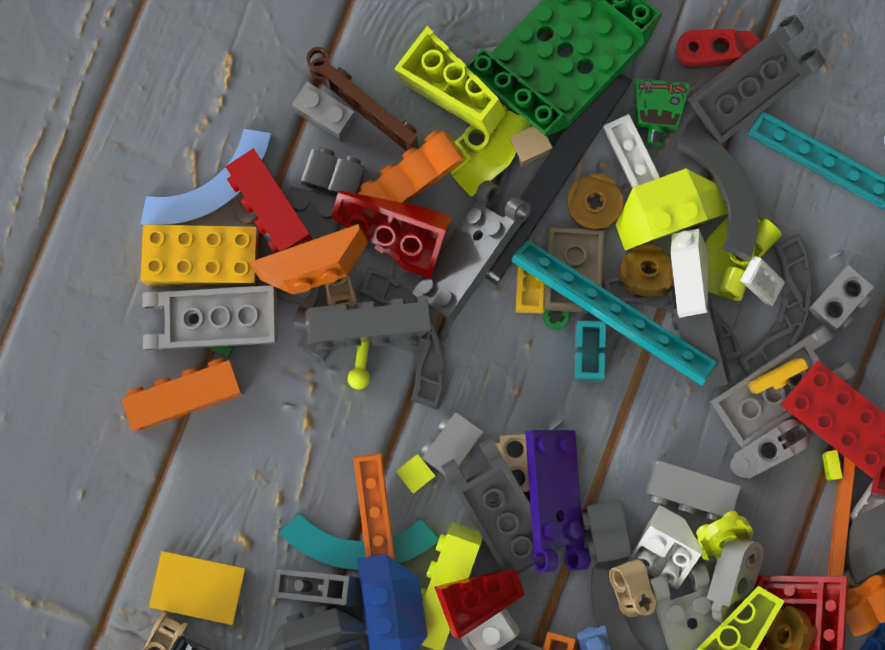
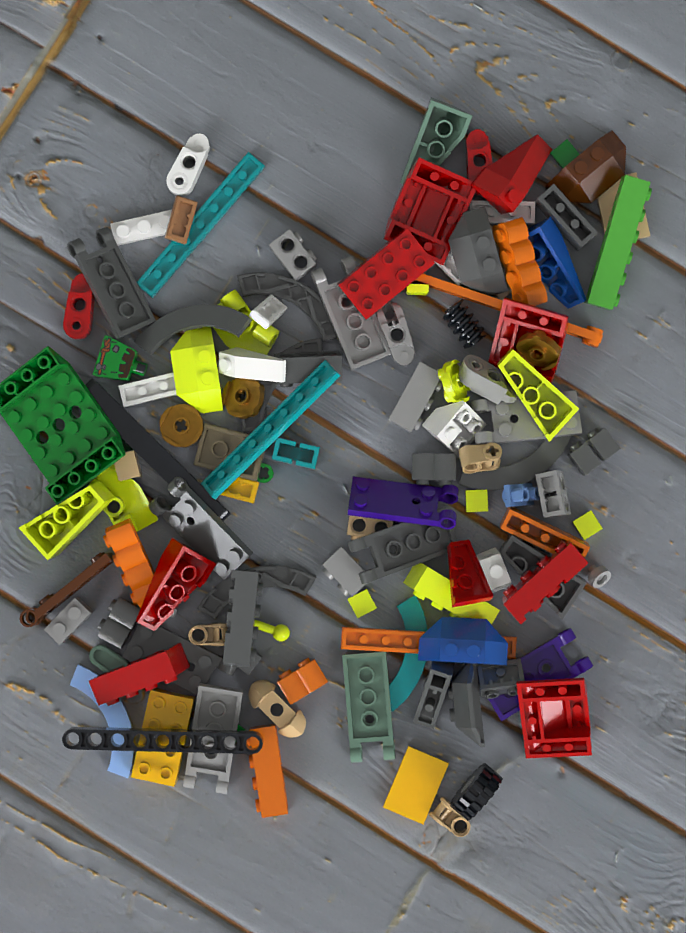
camera: 85 degrees left, 5 degrees up
(189, 241) = (153, 745): none -> black beam
(247, 411) = (262, 695): none -> tan piece
(285, 167) = (106, 658): none -> sand green tile
(301, 505) = (368, 694): none -> sand green hinge
(303, 416) = (302, 680): none -> orange brick
(313, 262) = (188, 651): orange wedge -> none
(576, 595) = (476, 500): none -> neon yellow tile
(778, 377) = (343, 315): yellow plate -> none
(799, 534) = (463, 324): none -> black piece
(834, 108) = (140, 228): none -> white plate
(854, 149) = (180, 219): none -> medium nougat plate

